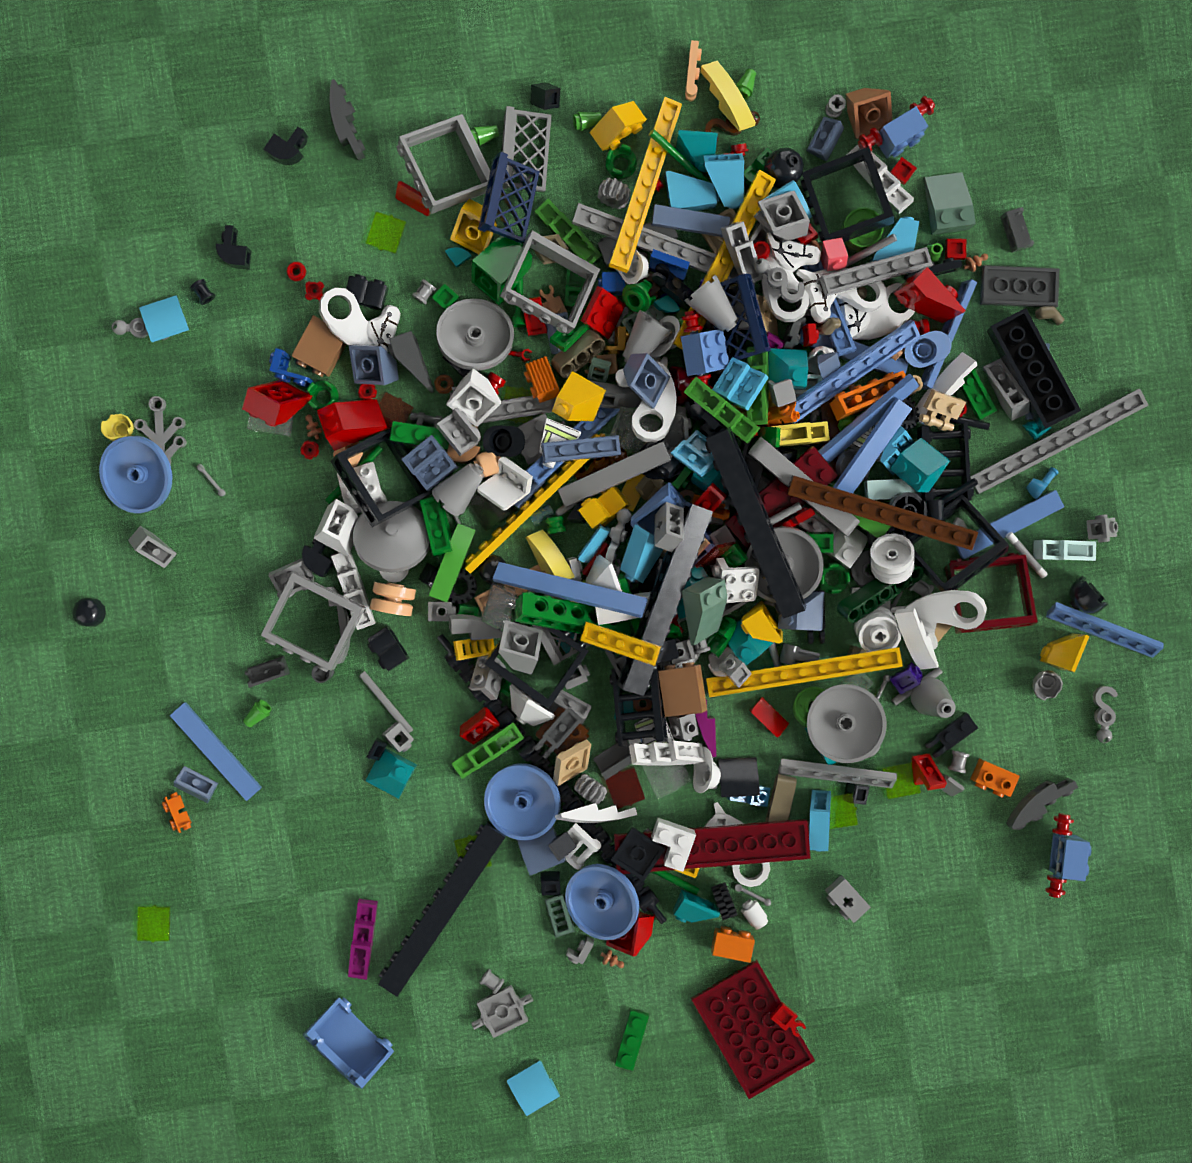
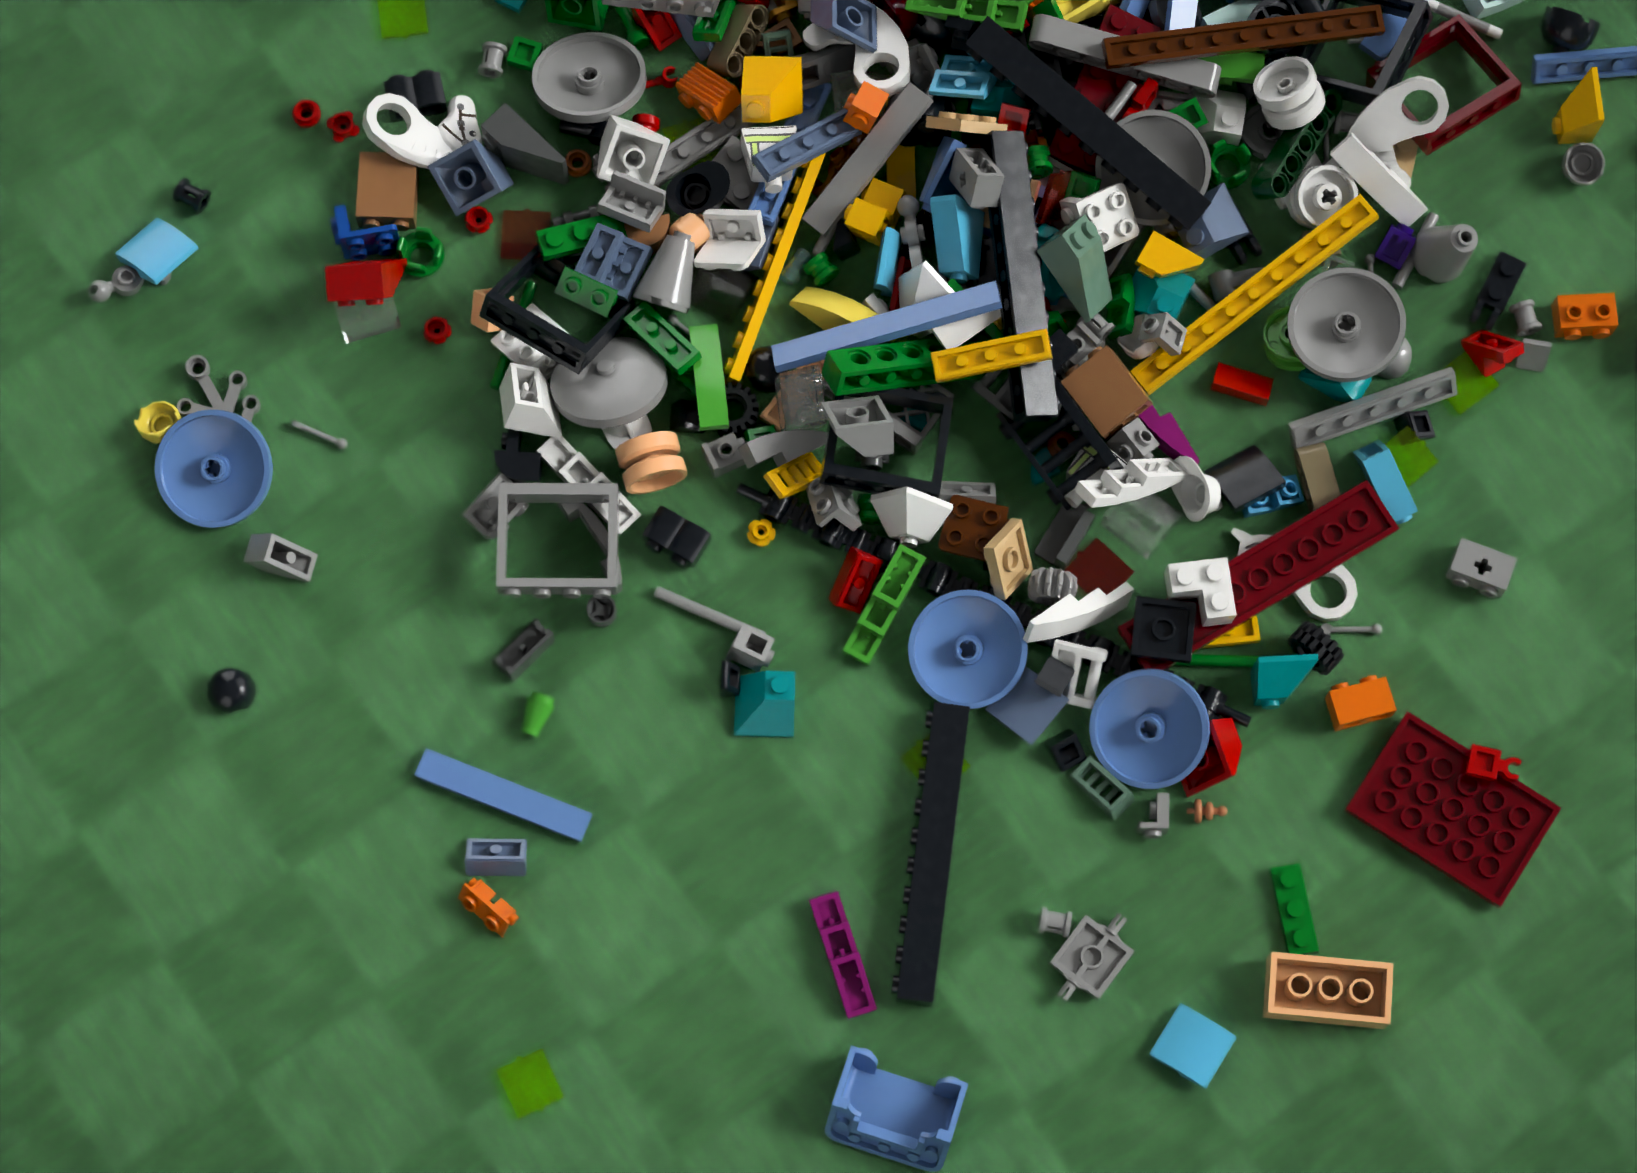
camera: 30 degrees left, 15 degrees down
(231, 253) = (209, 130): black brick -> none
(312, 425) = (432, 304): nougat hair -> none
(351, 421) = (477, 263): red slope -> none
(402, 477) = (586, 291): none -> green hinge
(444, 668) = (764, 539): none -> yellow plate
(559, 730) = (969, 520): dark grey hinge -> none
(578, 679) = (956, 456): light grey bracket -> none
(624, 1099) = (1328, 990): none -> light nougat brick
(627, 443) = (864, 107): none -> orange brick
(648, 487) = (920, 159): dark tan panel -> none
(682, 487) = (964, 123): none -> tan plate
(716, 527) = (1038, 161): none -> green wheel
(754, 914) = (1367, 650): white brick -> none

